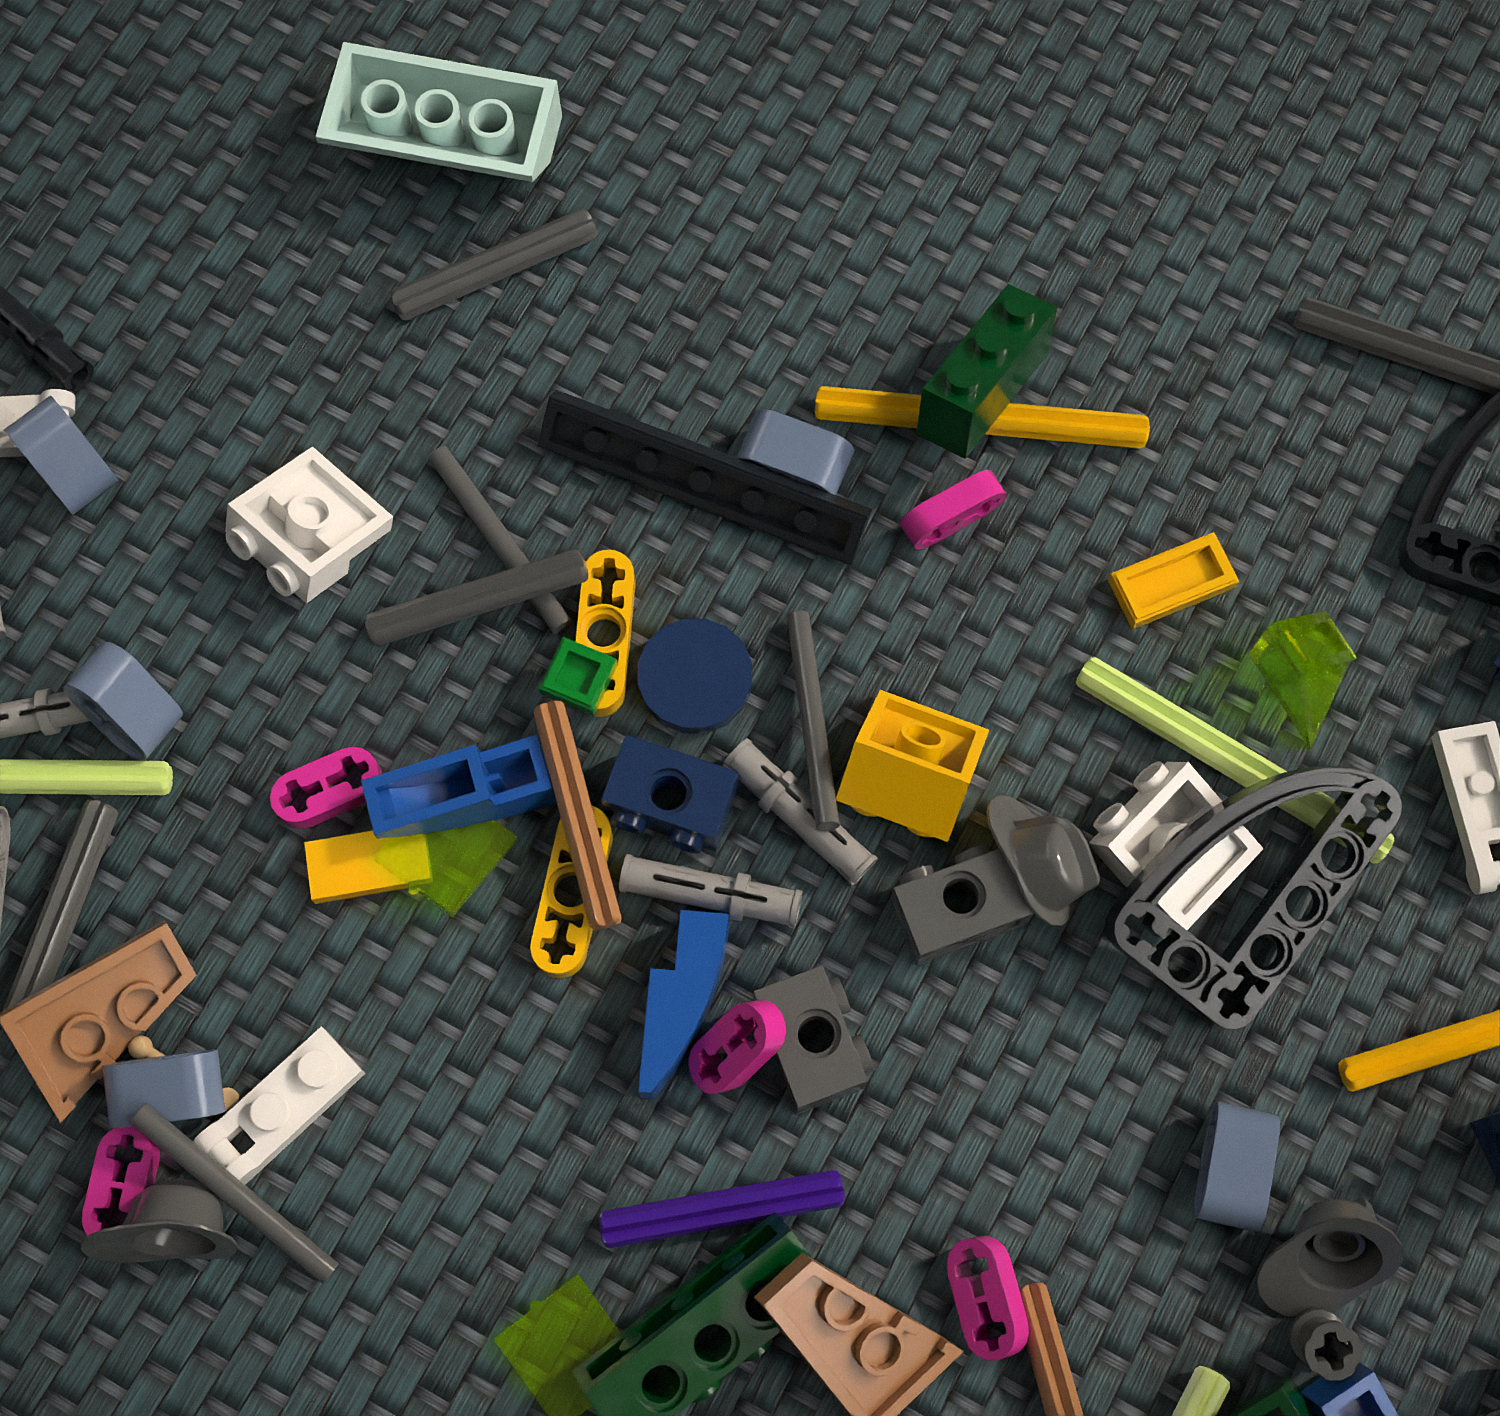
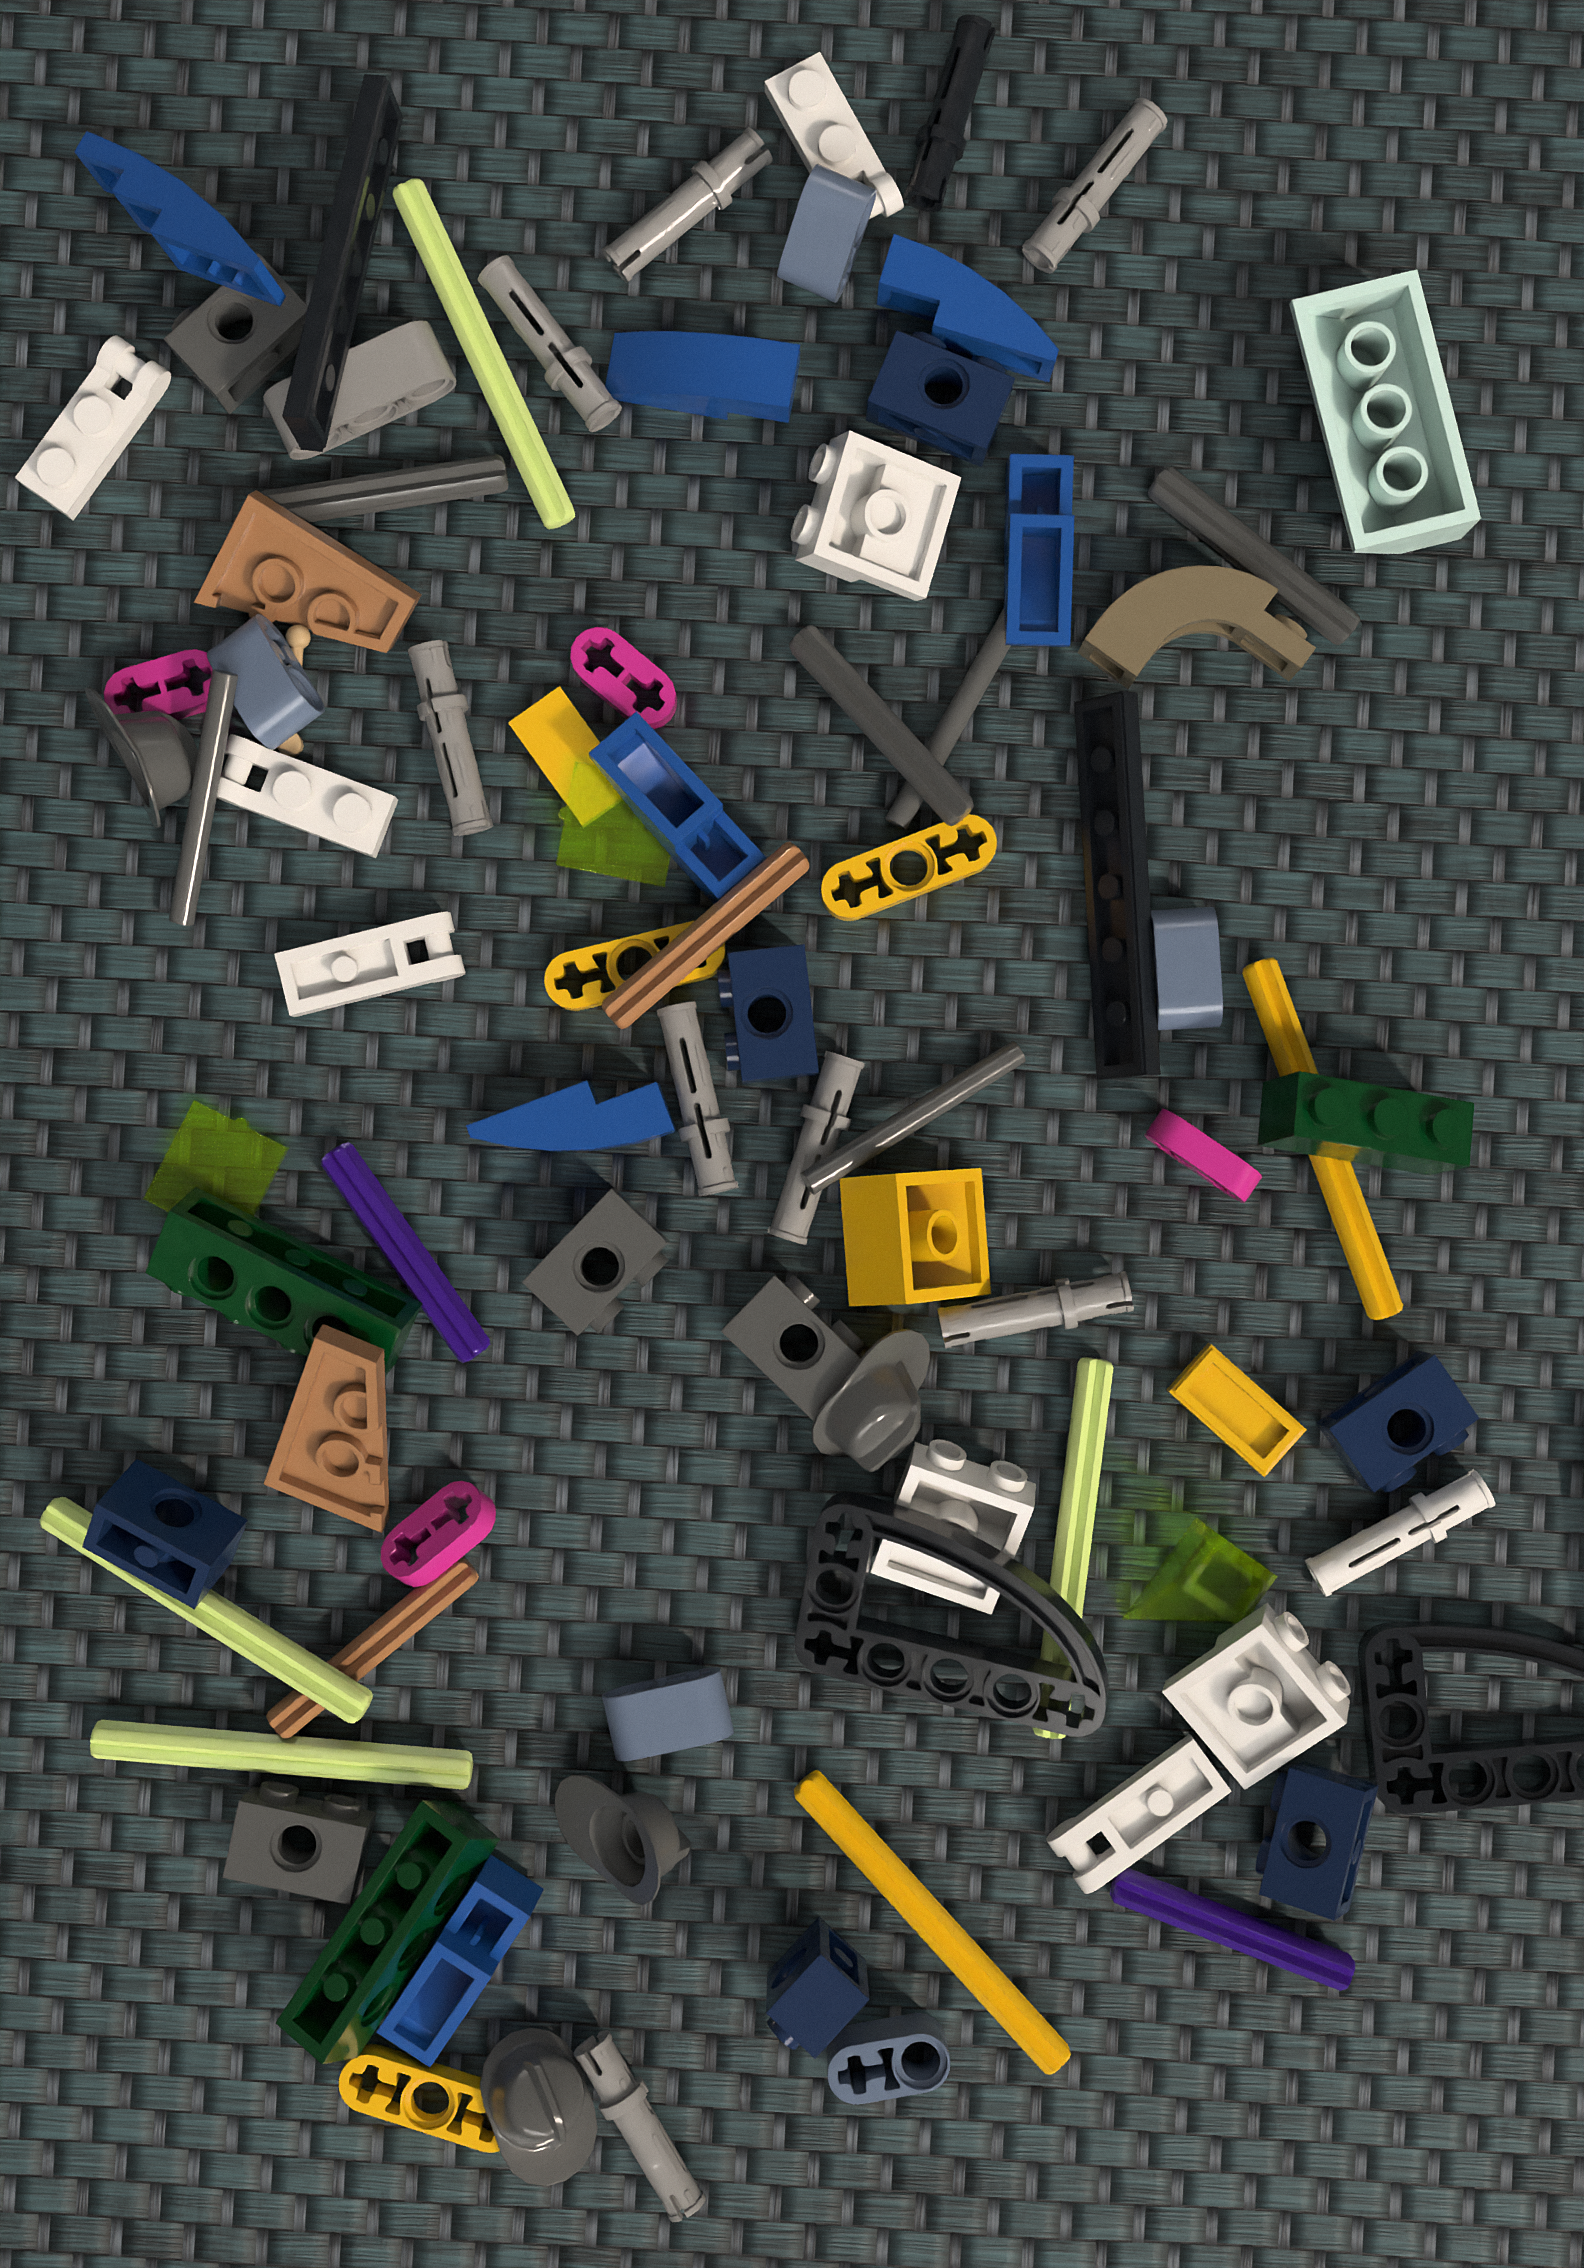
camera: 65 degrees right, 15 degrees up
(118, 595) = (704, 373): none -> blue slope
(123, 701) = (606, 438): sand blue beam -> none
(163, 287) = (1078, 206): none -> light grey pin
(183, 383) = (964, 309): none -> blue slope
(235, 462) = (956, 428): none -> dark blue brick
(274, 950) = (444, 713): none -> light grey pin
(401, 413) = (1038, 550): none -> blue slope
(453, 1120) = (367, 964): none -> white plate
(508, 316) = (1194, 602): none -> dark tan arch
(578, 676) = (845, 867): green tile -> none
(694, 675) = (907, 978): dark blue tile -> none
(730, 1037) = (548, 1205): dark pink beam -> none
(1022, 682) = (1046, 1307): none -> light grey pin
(1231, 489) = (1360, 1424): none -> dark blue brick
(1327, 477) = (1400, 1532): none -> white pin
(1342, 1352) = (533, 1880): dark grey bush -> none
(1422, 663) = (1260, 1695): none -> white plate

